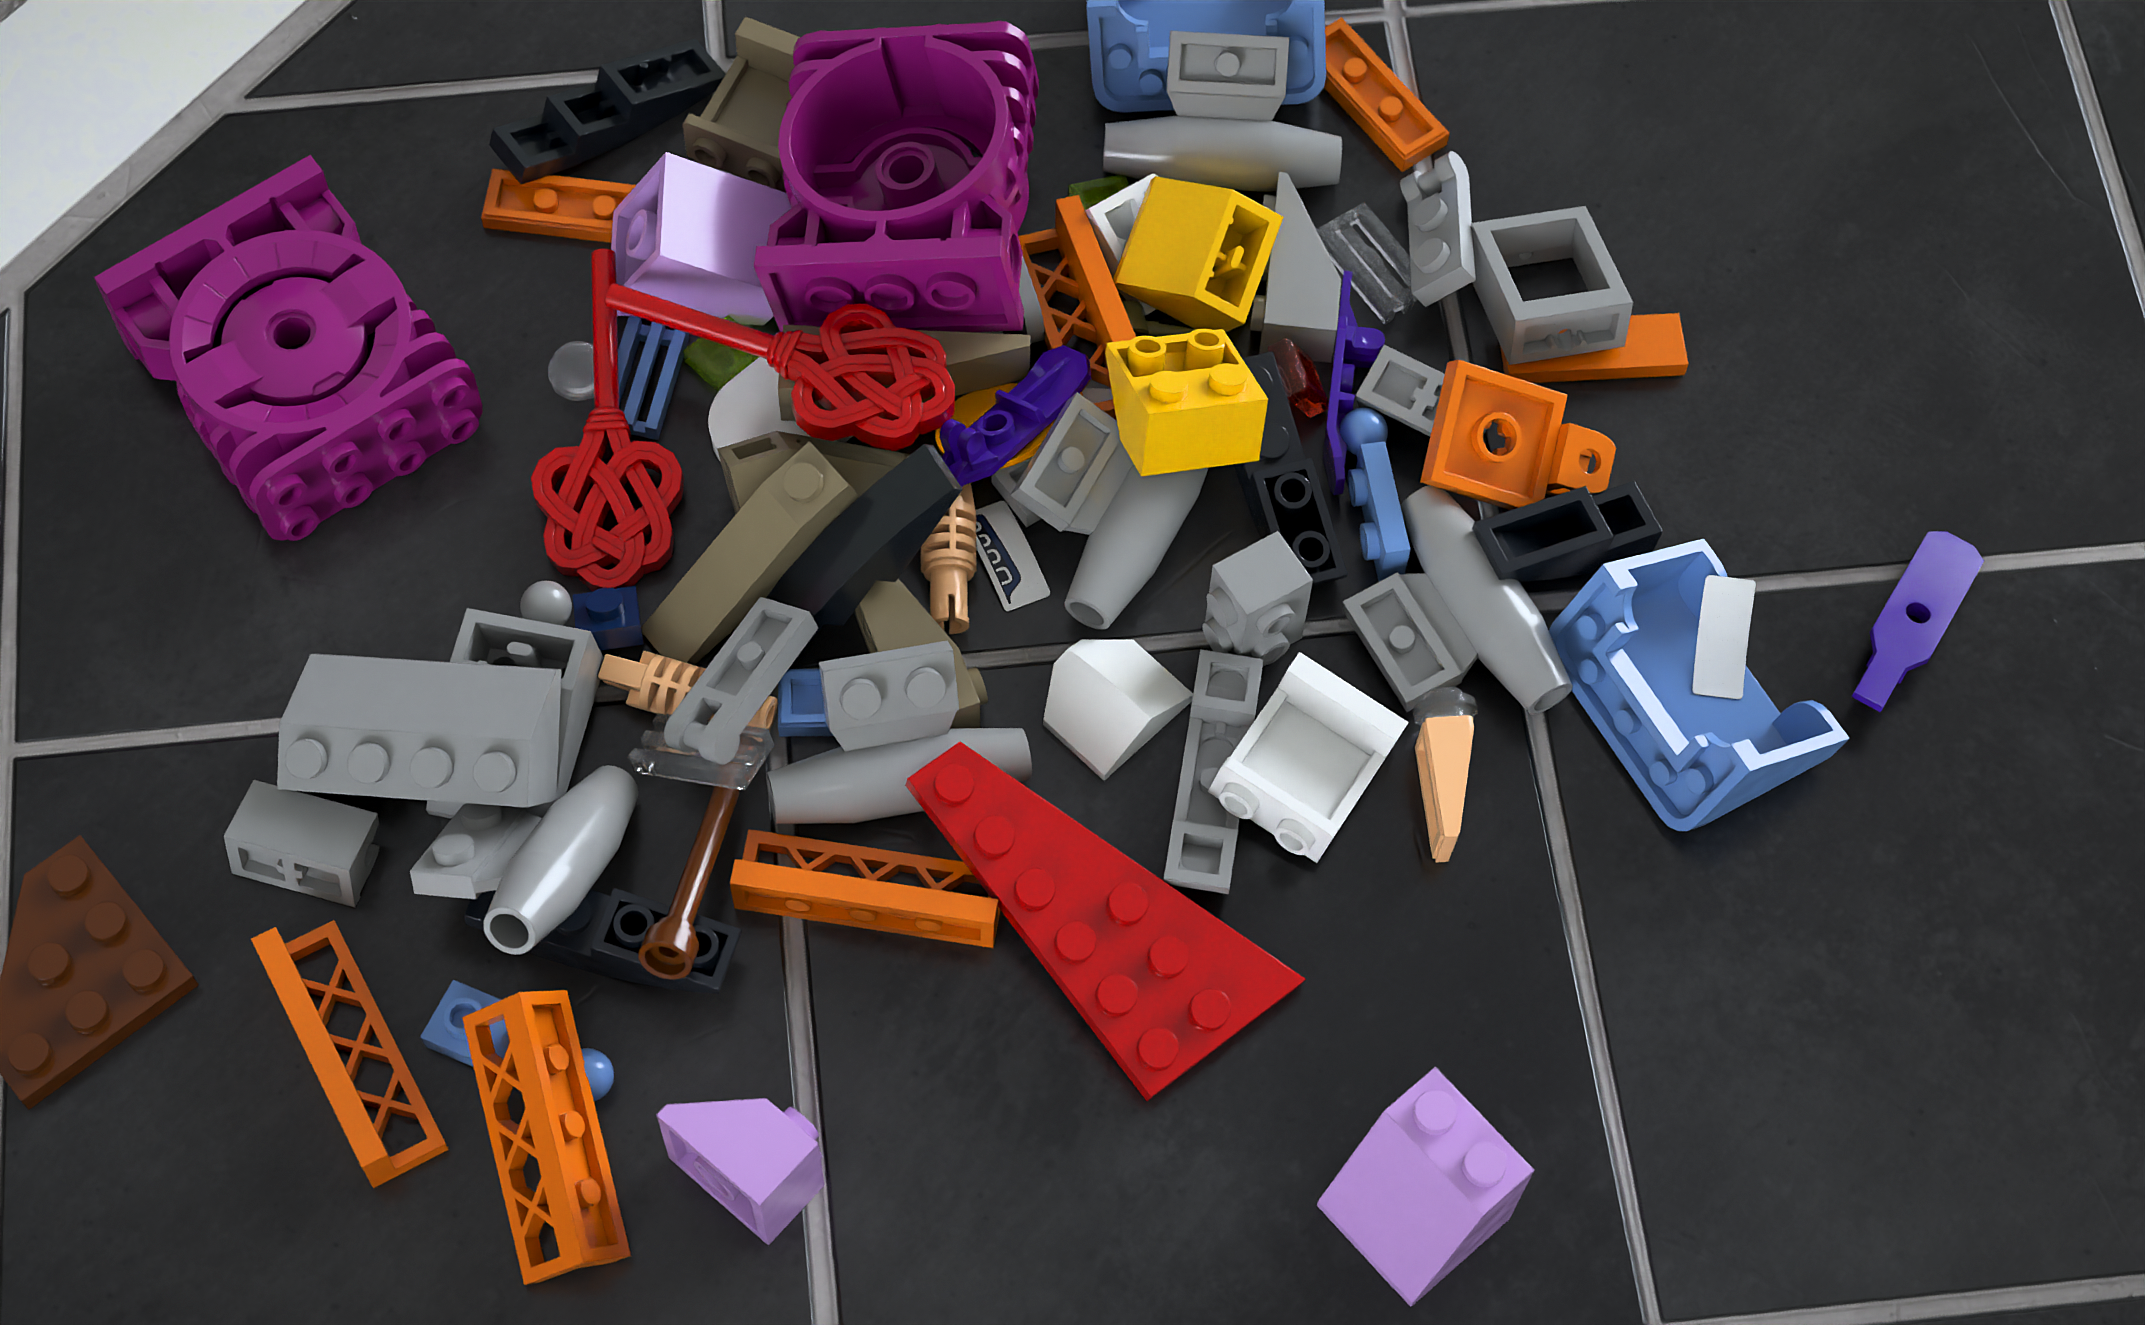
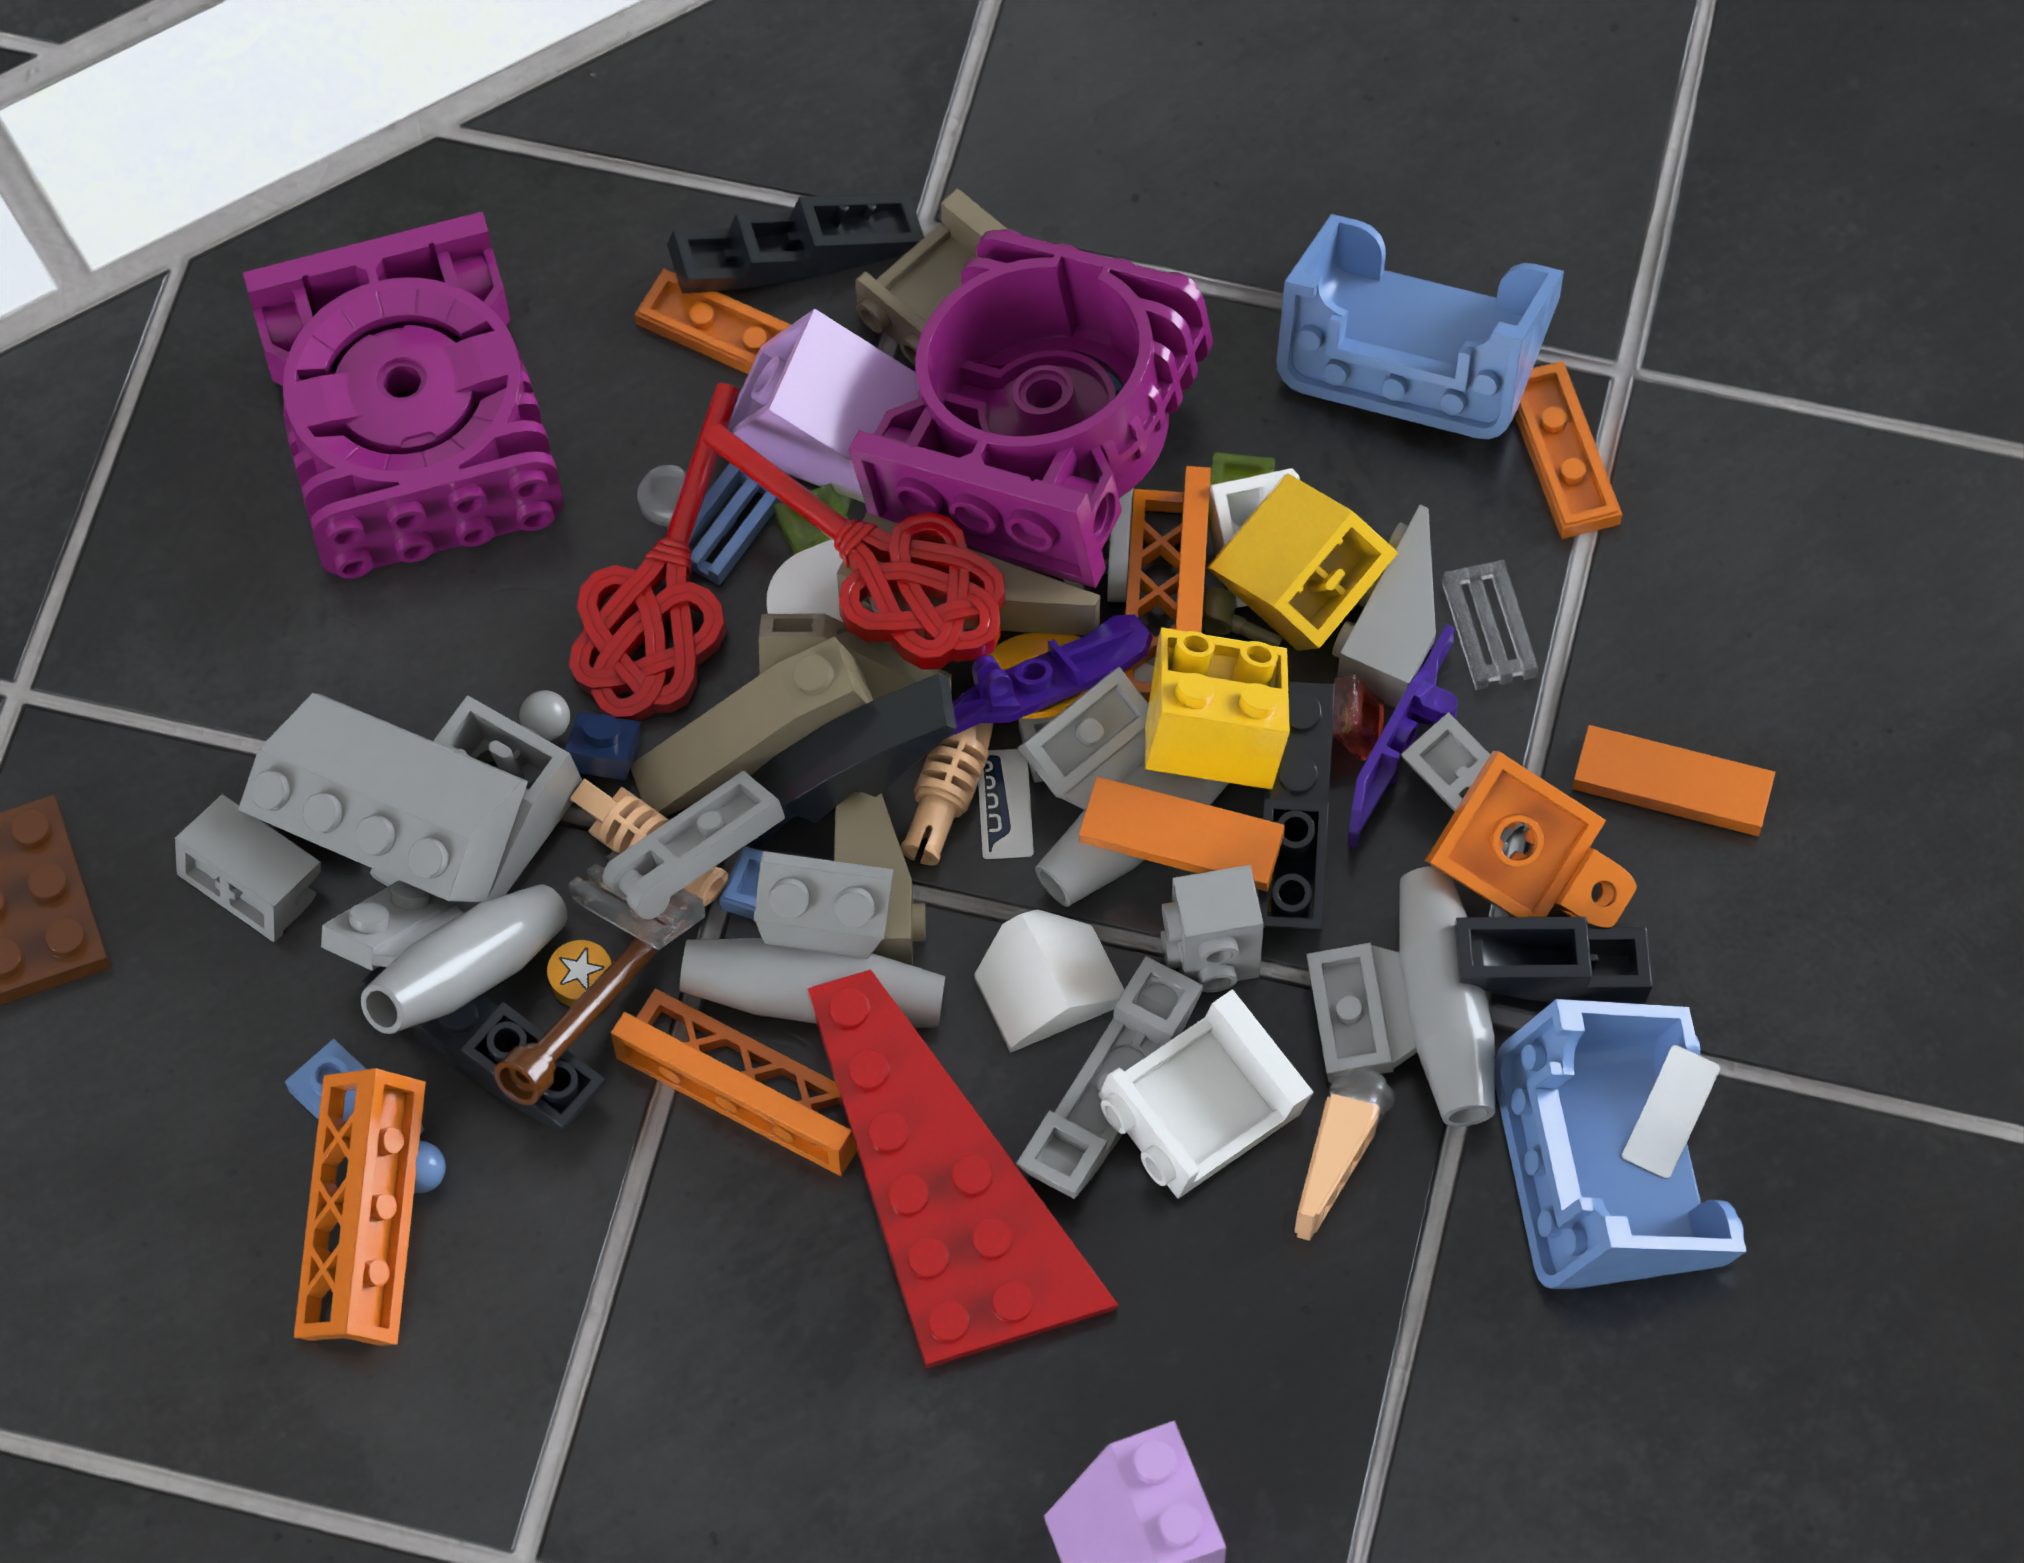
camera: 25 degrees right, 0 degrees up
(323, 1053) = (194, 1067): orange fence -> none
(667, 838) = (575, 969): none -> light orange tile
(747, 1158) = (531, 1291): lavender slope -> none
(1189, 524) = (1179, 831): none -> orange tile
(1224, 127) = (1384, 443): light grey plate -> none
(1374, 488) = (1399, 795): medium blue plate -> none
(1439, 229) = (1562, 610): light grey plate -> none
(1531, 328) = (1608, 742): light grey window -> none
(1931, 592) = (1902, 1132): dark purple piece -> none

